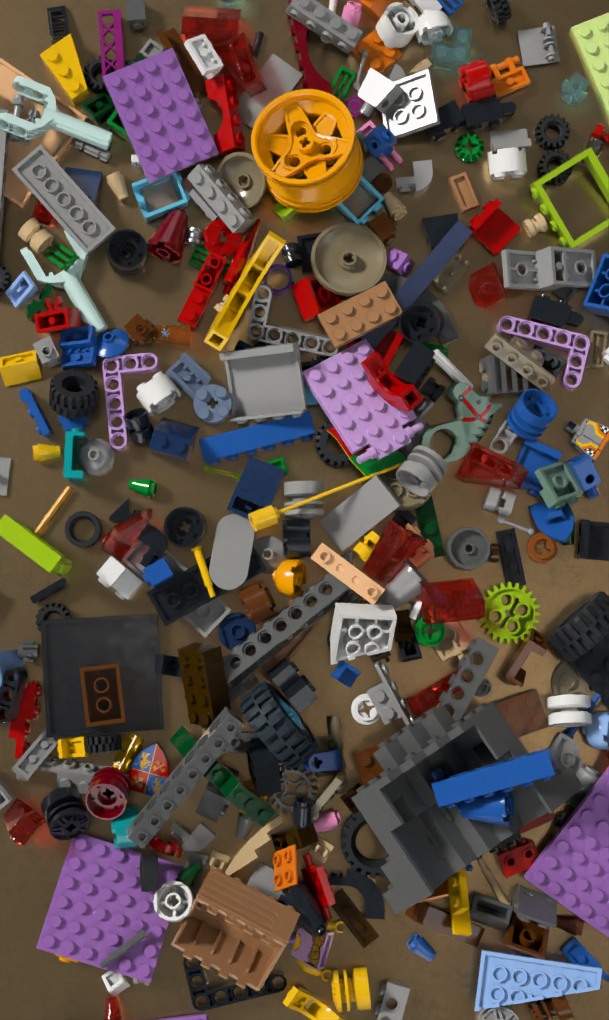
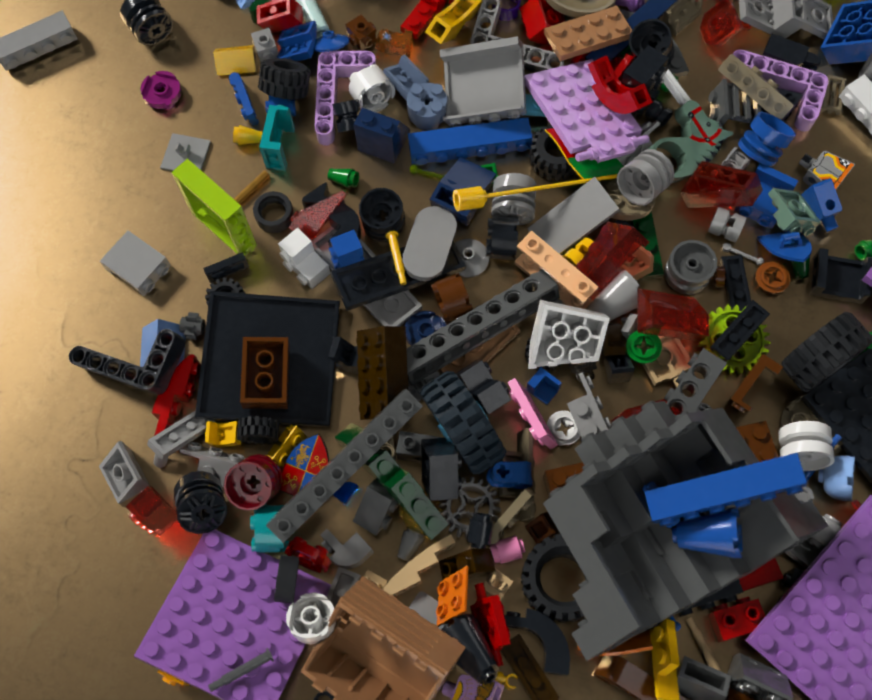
camera: 10 degrees right, 15 degrees down
(96, 457) = (299, 144): light grey cylinder -> none
(189, 875) = (336, 591): dark green cone -> none
(290, 576) = (491, 277): light orange cylinder -> none
(337, 705) = (531, 414): none -> bright pink plate
(512, 609) = (739, 331): none -> black tile
(565, 293) = (803, 39): dark grey tile -> none

